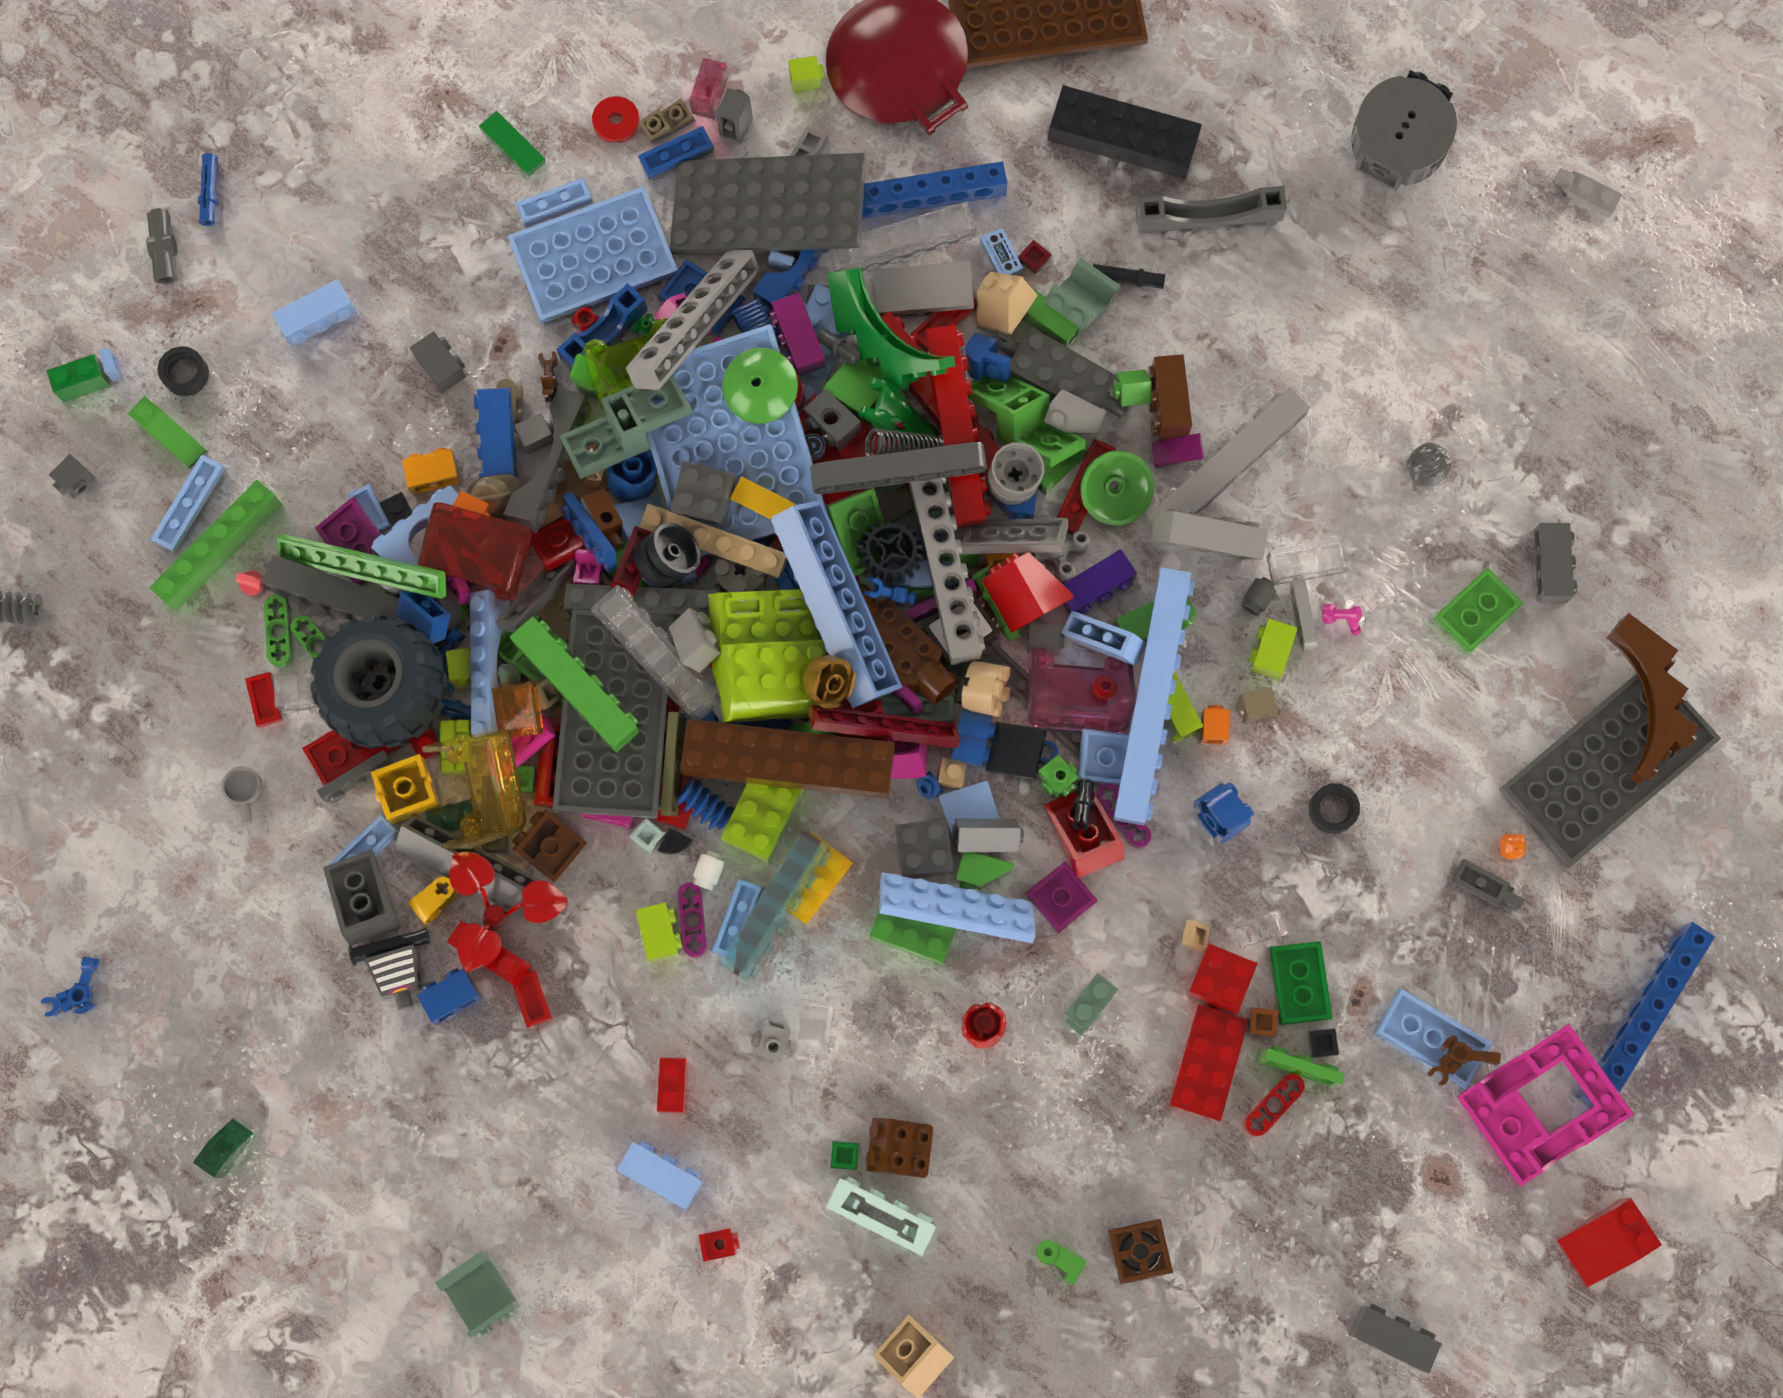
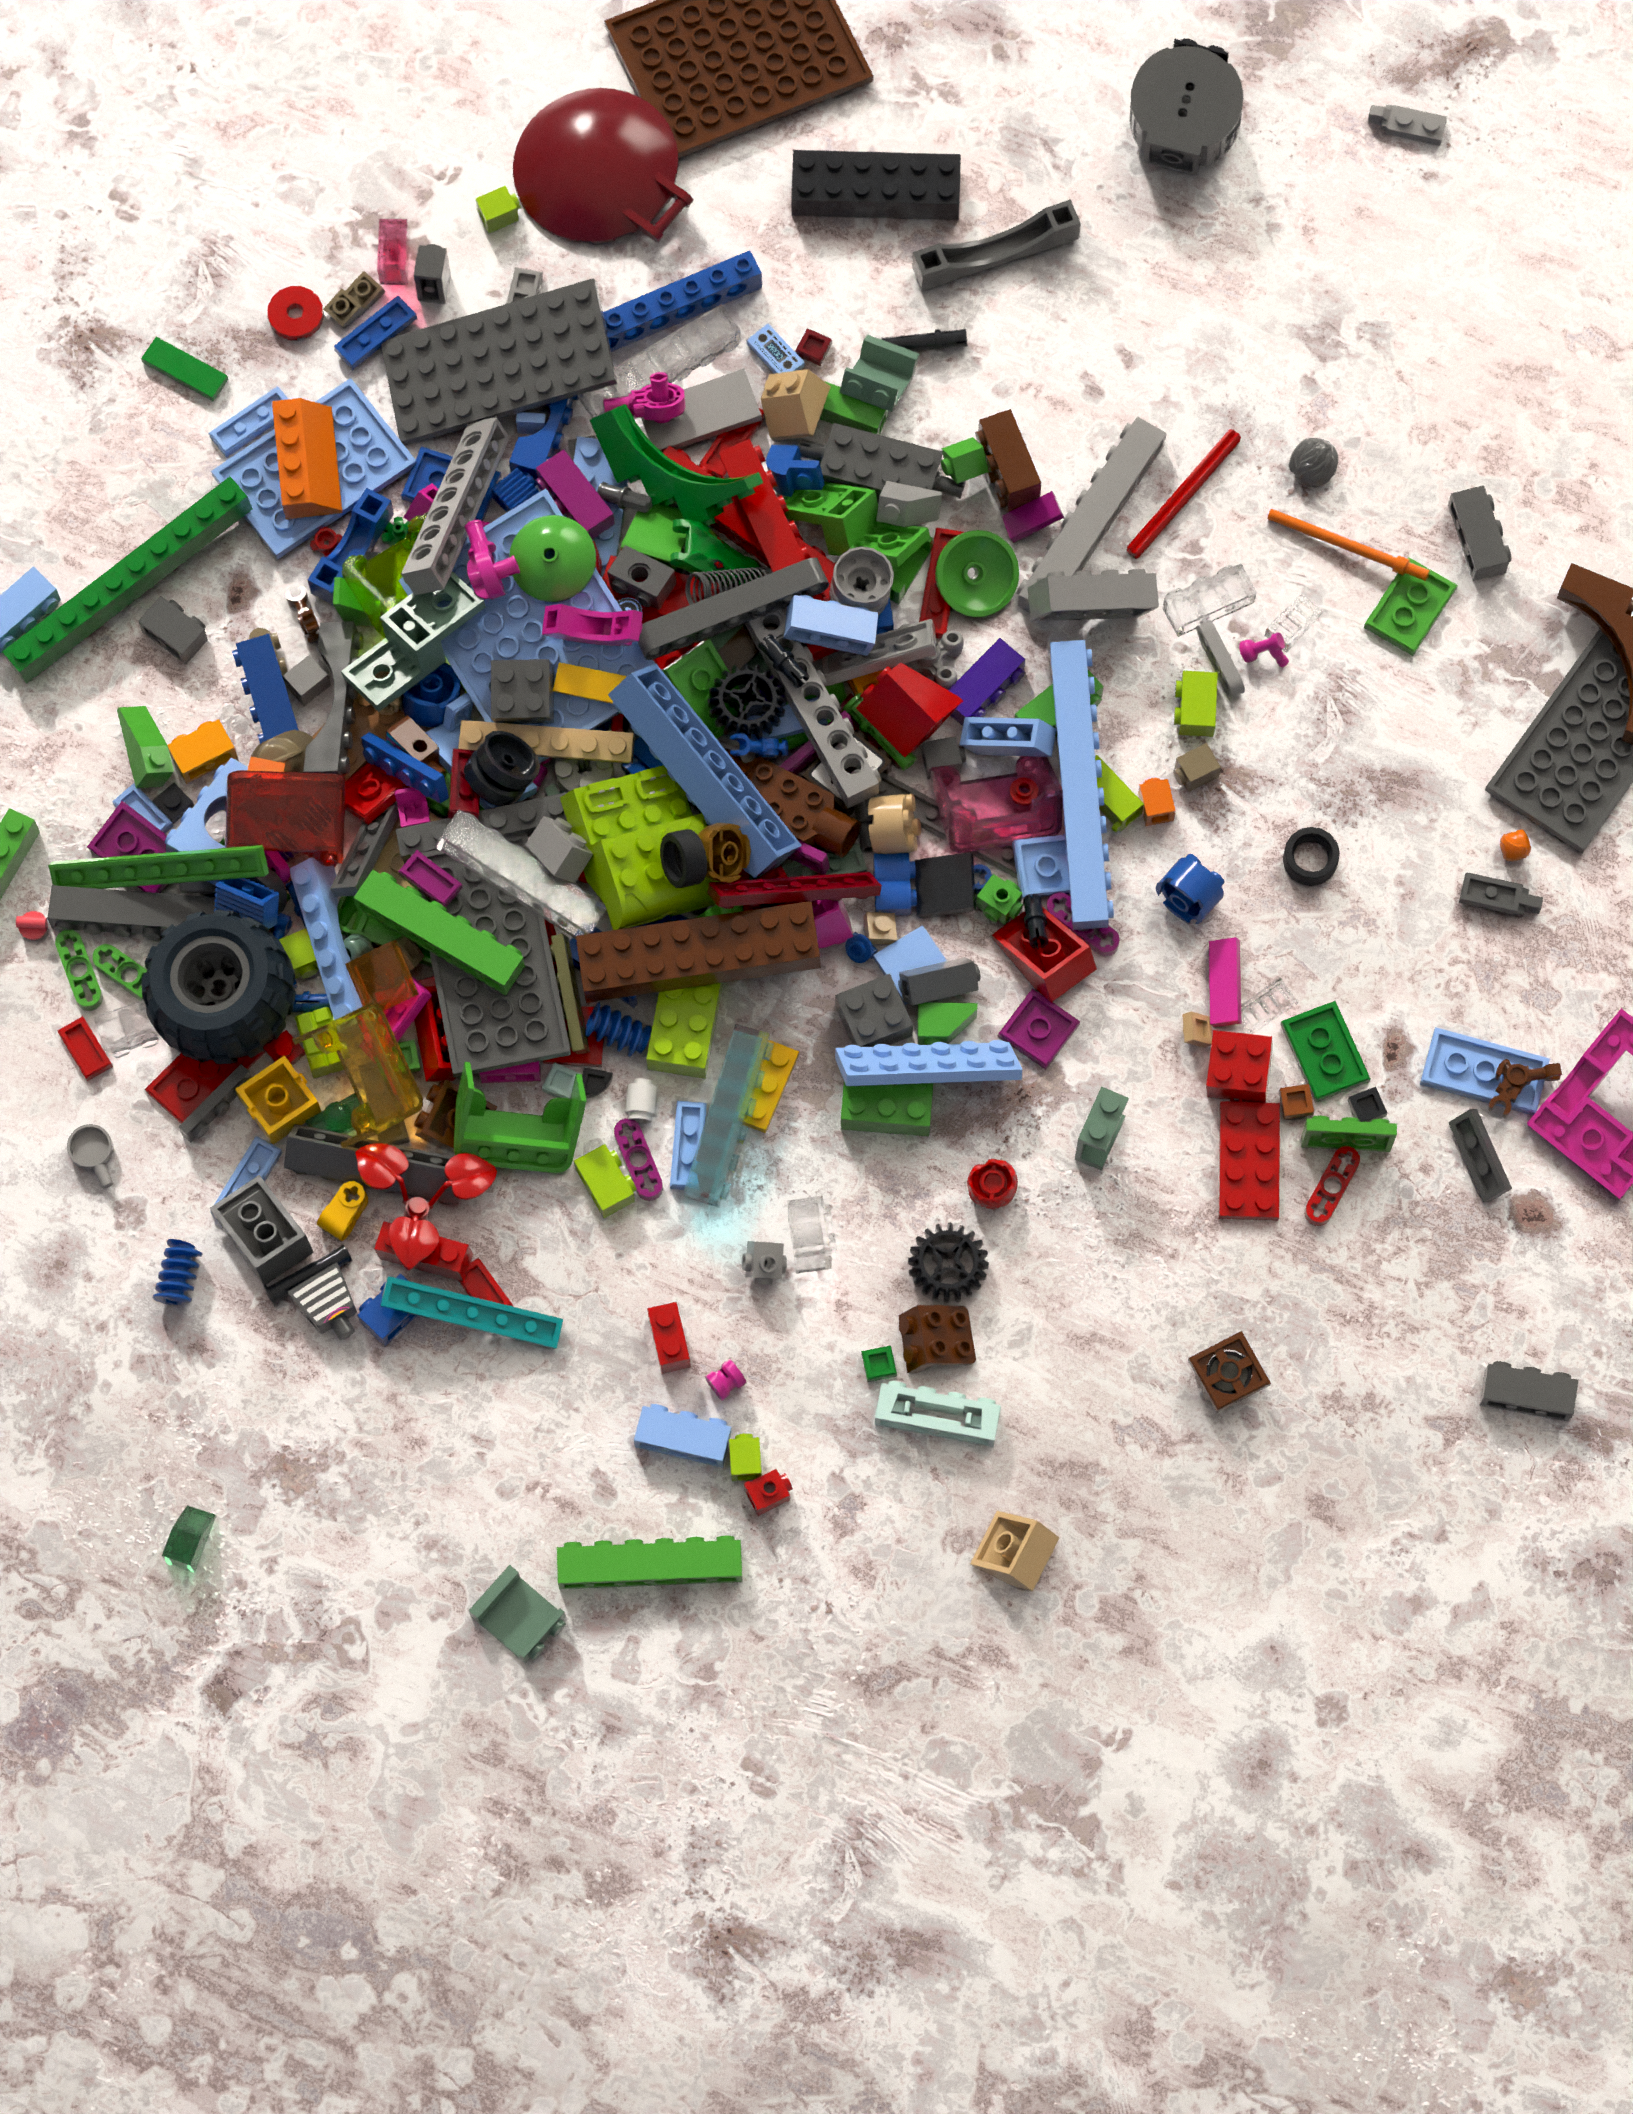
camera: 15 degrees left, 5 degrees down
(281, 916) = (176, 1272): none -> blue piece
(385, 455) = (145, 747): none -> bright green slope
(411, 310) = (128, 580): none -> green brick
(512, 1019) = (471, 1312): none -> teal plate
(581, 635) = (430, 879): none -> magenta tile
(586, 245) = (306, 458): none -> orange slope
(594, 875) = (518, 1139): none -> bright green windscreen
(600, 1281) = (649, 1563): none -> bright green brick
(649, 494) = (456, 711): none -> light blue tile
(698, 381) = (481, 569): none -> dark pink pin
(704, 1137) = (725, 1379): none -> dark pink wheel
(707, 1209) = (745, 1457): none -> lime brick
(775, 452) = (592, 626): none -> dark pink arch
(793, 679) = (683, 858): none -> black tyre
(885, 269) = (652, 400): none -> dark pink pin
(929, 525) = (783, 661): none -> black pin
(940, 1103) = (958, 1271): none -> black gear
(979, 503) = (831, 625): none -> light blue brick
(1052, 1253) = (1145, 1405): bright green leg -> none
(1230, 900) = (1225, 982): none -> dark pink tile
(1259, 596) = (1166, 651): dark grey brick -> none
(1311, 462) = (1183, 493): none -> red axle
(1409, 1114) = (1480, 1155): none -> dark grey plate
(1478, 573) = (1399, 564): none -> orange bar

